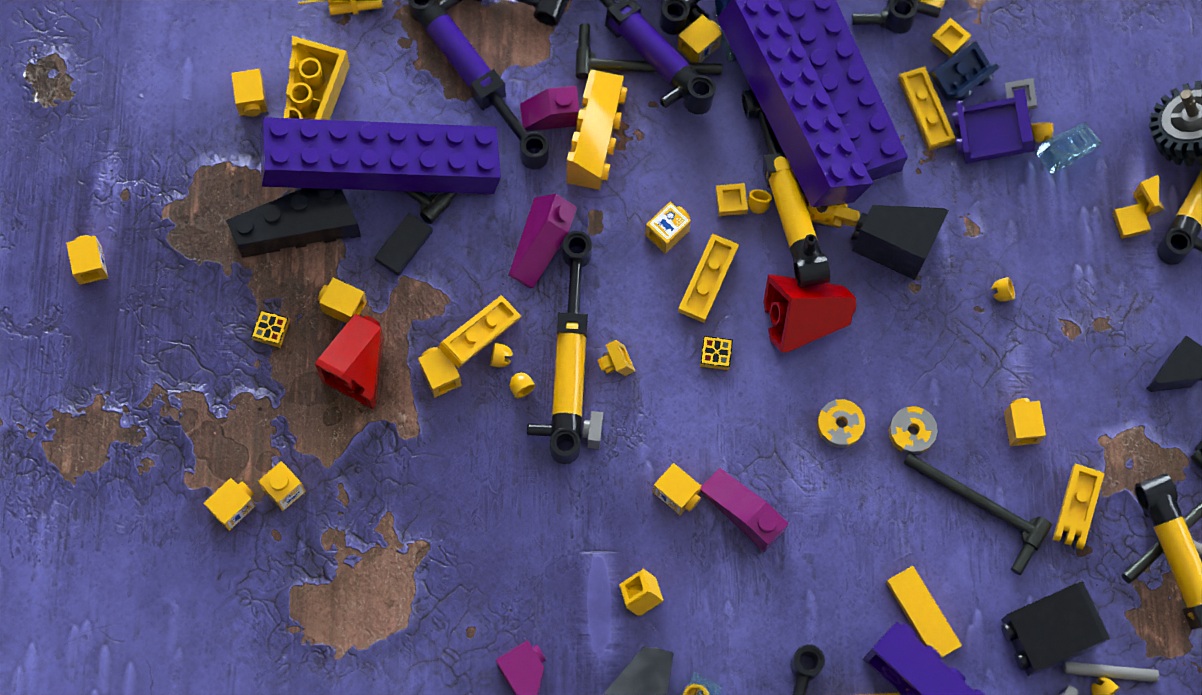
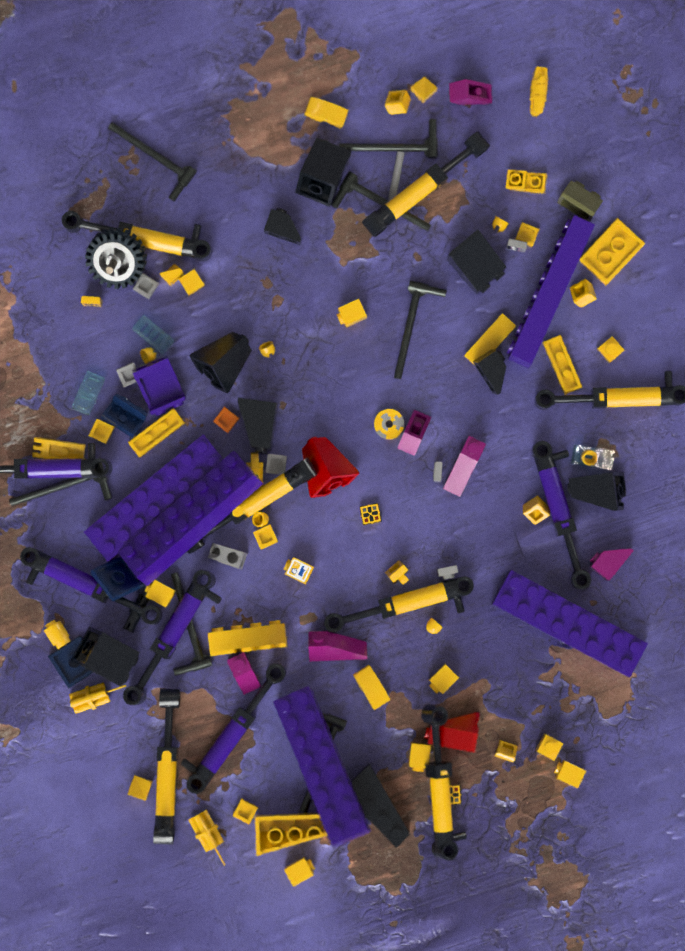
camera: 100 degrees left, 15 degrees up
(87, 259) = (447, 927): yellow brick -> none
(301, 426) = (506, 751): none -> yellow slope
(304, 312) = (439, 774): none -> black piece
(361, 55) = (245, 811): none -> yellow tile
(403, 244) = (366, 733): black tile -> none
(451, 580) = (569, 623): none -> dark purple brick
(465, 269) = (371, 687): none -> yellow slope
(479, 331) = (410, 663): yellow tile -> none
(498, 355) = (419, 645): yellow hinge -> none
(636, 626) = (558, 505): none -> piece
(677, 490) = (467, 508): yellow brick -> none
(708, 278) = (323, 534): yellow plate -> none
(720, 142) = (227, 556): none -> light grey leg
(747, 465) = (437, 472): none -> light grey tile
(817, 451) = (414, 432): none -> magenta slope
(833, 246) = (276, 464): none -> light grey plate
(880, 596) = (492, 369): none -> black slope
(913, 417) = (370, 375): piece -> none
(916, 198) = (226, 420): none -> orange tile
(1007, 223) = (222, 360): none -> black slope
(1011, 37) = (88, 393): none -> clear light blue slope
(1078, 505) = (392, 267): yellow hinge -> none
(1110, 671) = (486, 221): light grey piece -> none
(1140, 80) = (91, 301): none -> yellow tile
(1141, 160) = (145, 286): none -> light grey tile

